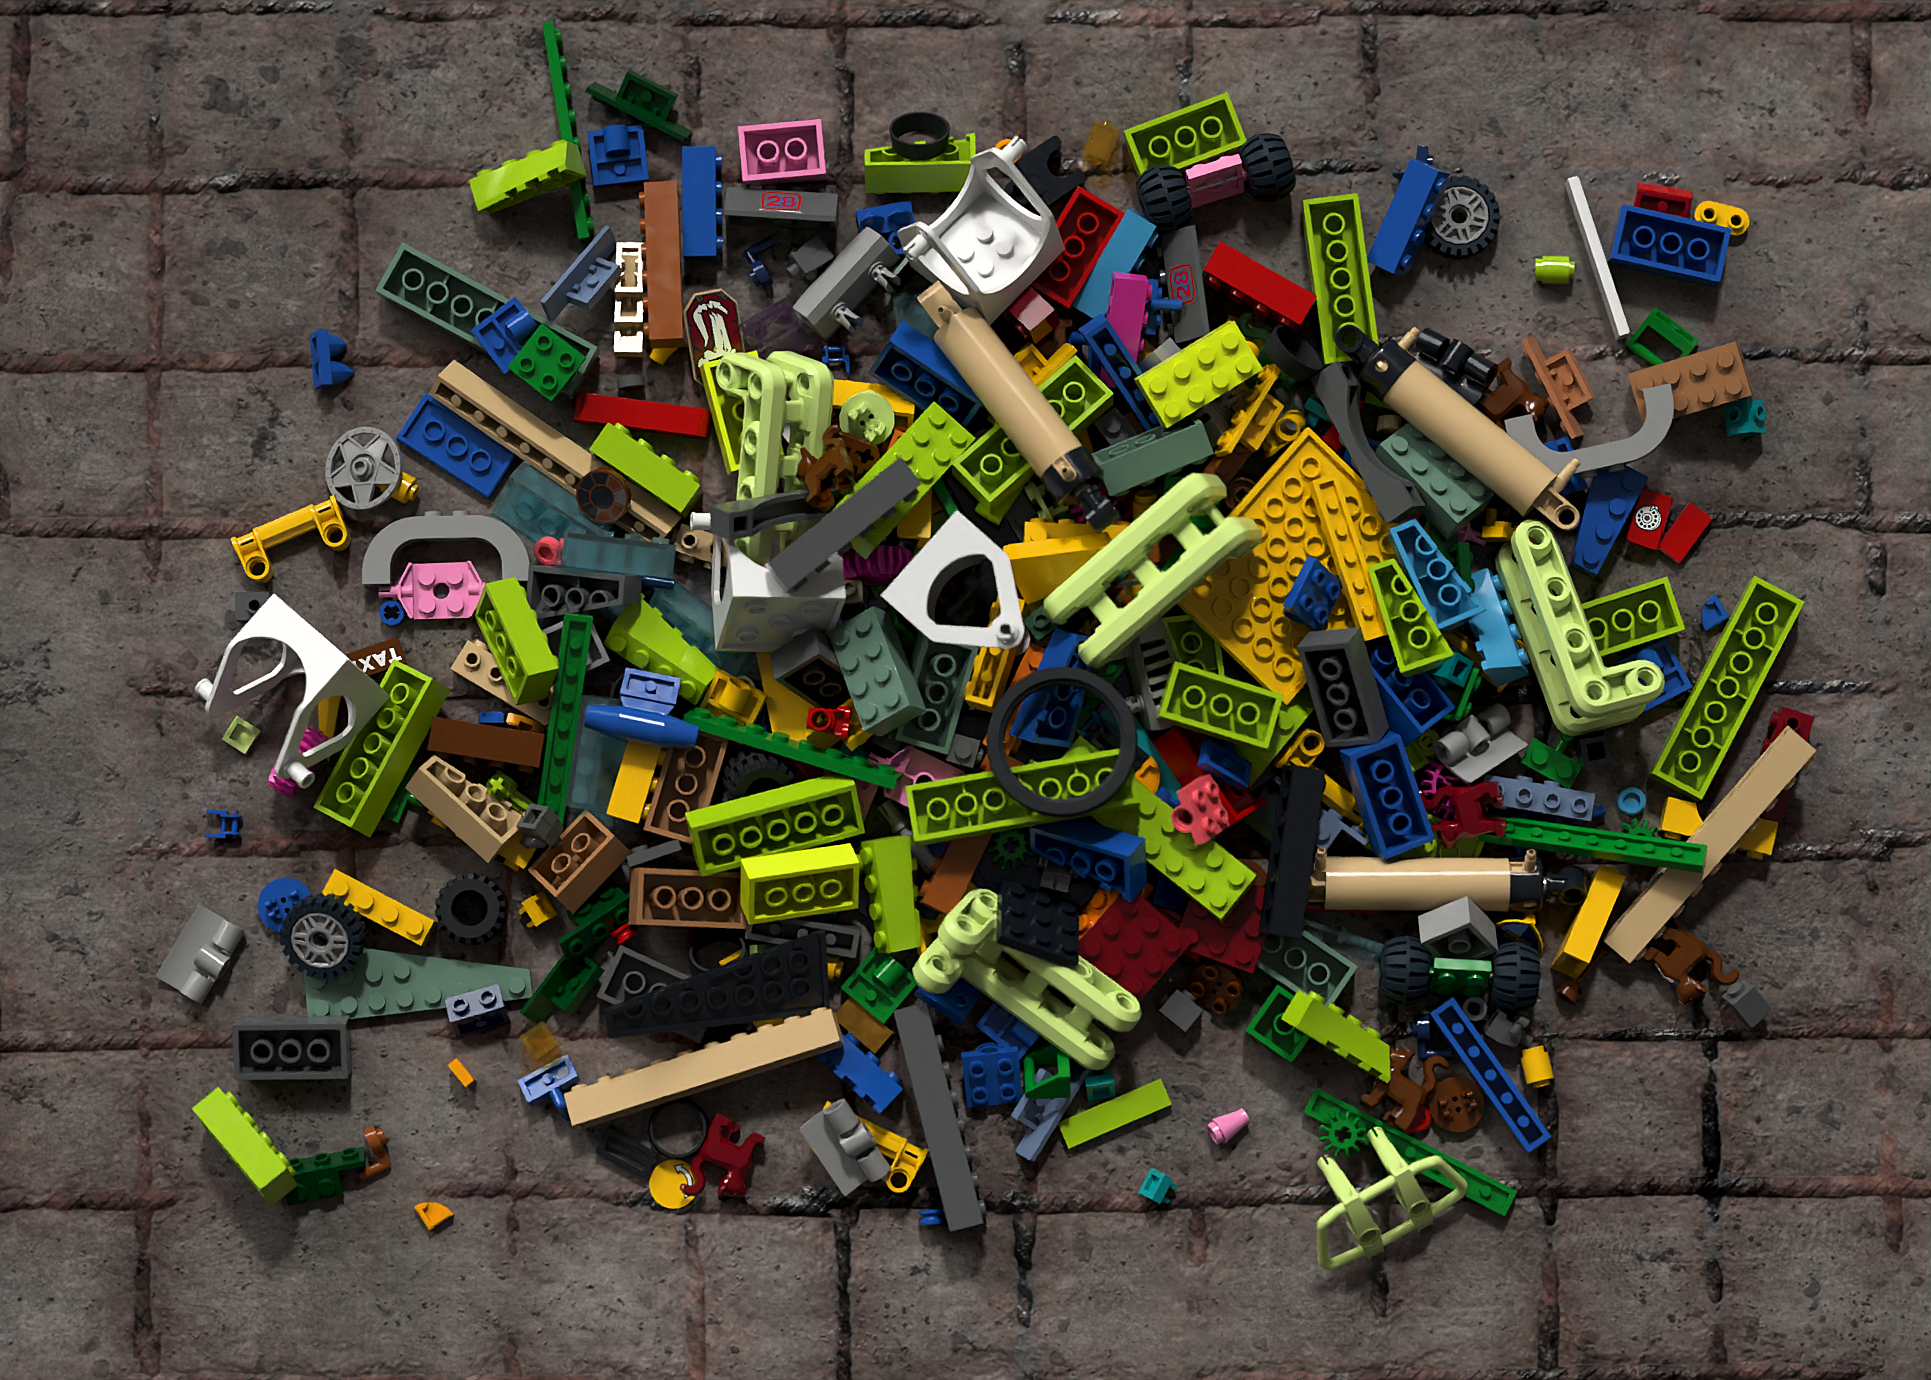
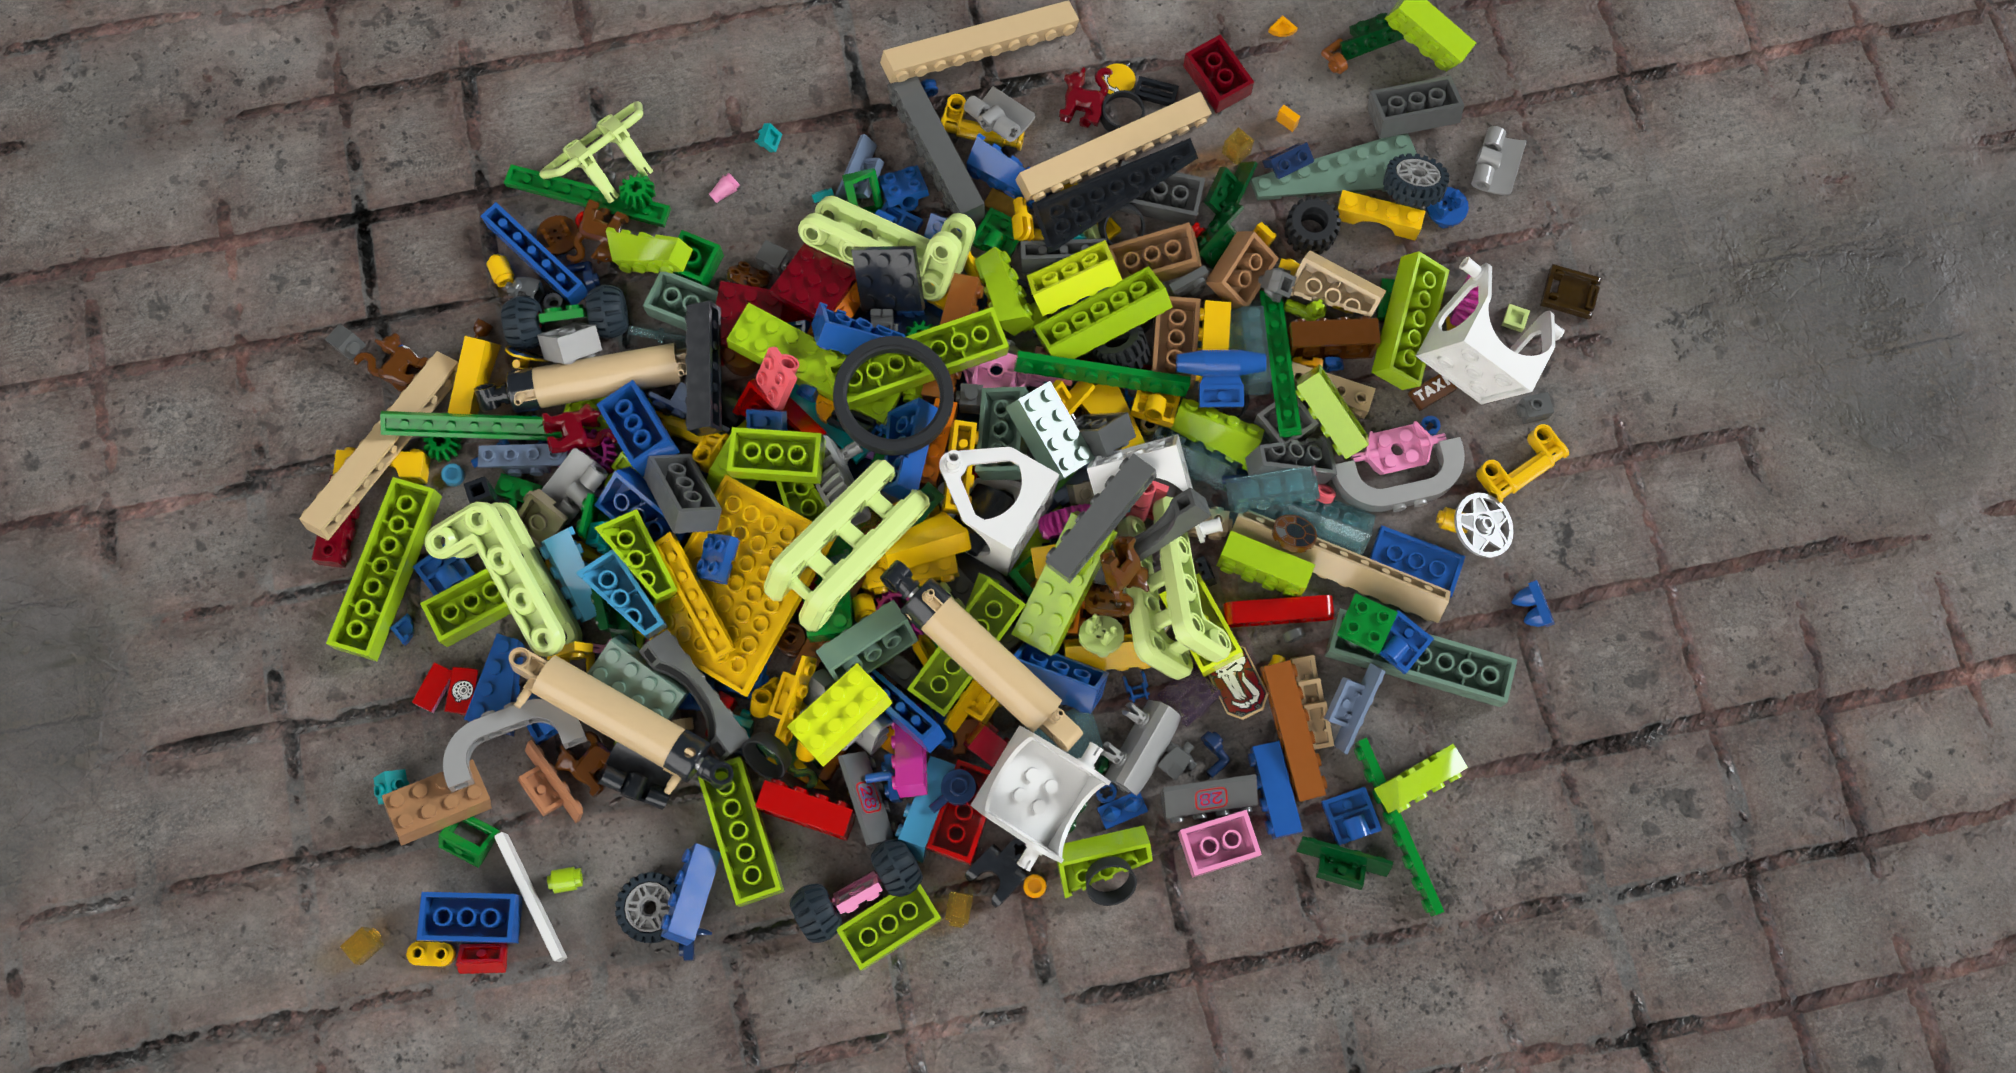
camera: 170 degrees right, 10 degrees down
(156, 753) = (1574, 292): none -> dark brown container
(222, 834) = (1511, 259): blue piece -> none
(539, 1152) = (1218, 73): none -> dark red brick
(549, 1082) = (1223, 124): blue plate -> none
(721, 480) = (1206, 571): none -> black tile
(837, 721) = (1073, 395): red plate -> none
(847, 986) = (1022, 221): none -> yellow arm
(849, 1254) = (979, 41): none -> tan brick
(1077, 272) = (956, 788): none -> dark blue piece
(1114, 1113) = (808, 182): lime tile -> none
(1525, 711) = (541, 516): none -> dark tan plate
(1798, 242) = (362, 945): none -> clear yellow brick

